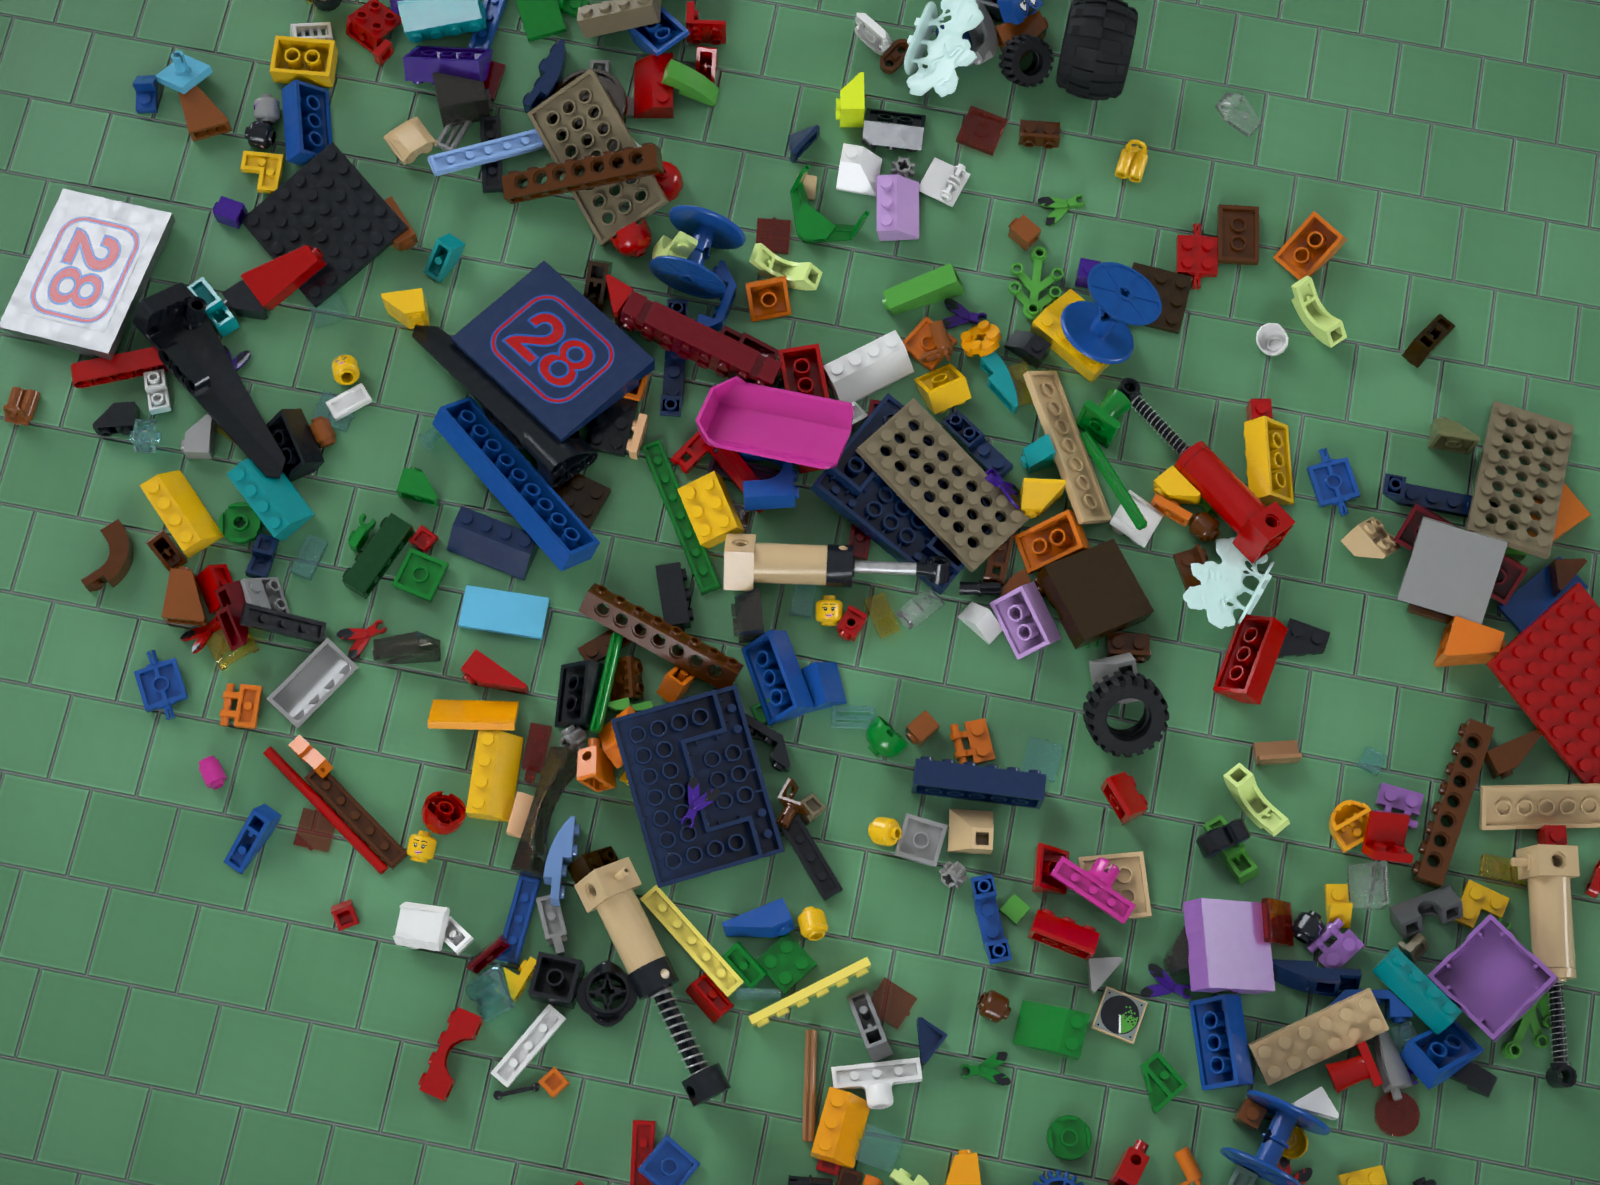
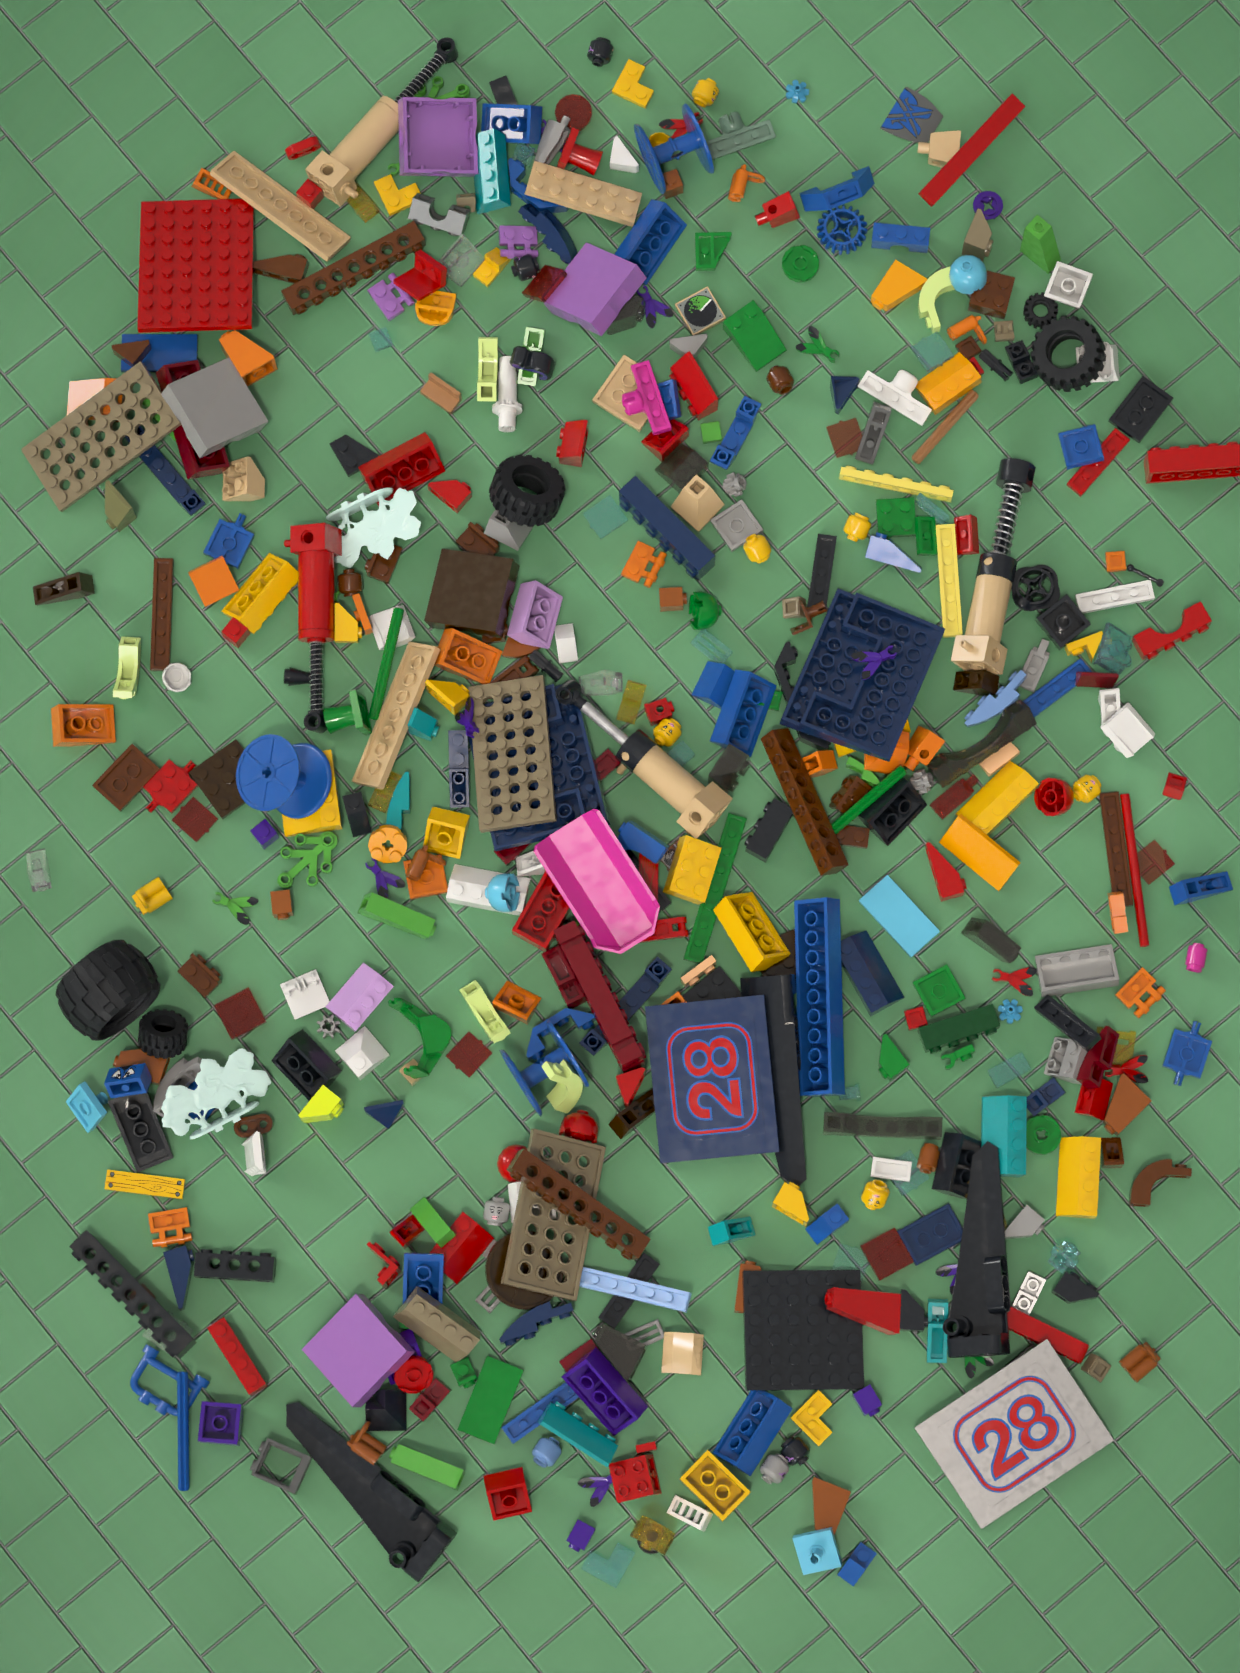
camera: 135 degrees left, 5 degrees up
(57, 376) = (1096, 1367): none -> dark tan slope
(275, 378) = (931, 1234): none -> dark blue tile
(301, 335) = (886, 1254): none -> clear red tile
(346, 606) = (1010, 1015): none -> dark azure plant
(355, 445) = (887, 1127): none -> clear smoke arch
(367, 322) = (827, 1224): none -> blue slope
(618, 498) = (751, 931): none -> yellow slope
(647, 131) = (496, 1211): none -> light grey head
(848, 359) = (502, 892): none -> medium azure cylinder
(1012, 853) = (682, 467): none -> clear smoke slope
(1075, 904) = (670, 398): none -> blue plate
(1154, 247) = (194, 819): none -> clear red piece
(1178, 416) = (296, 677): none -> black cone
(1189, 670) = (451, 493): none -> red slope
(1217, 792) = (507, 406): none -> white gear
(1316, 439) = (213, 581): none -> orange tile
(1333, 385) = (161, 613): none -> reddish brown tile

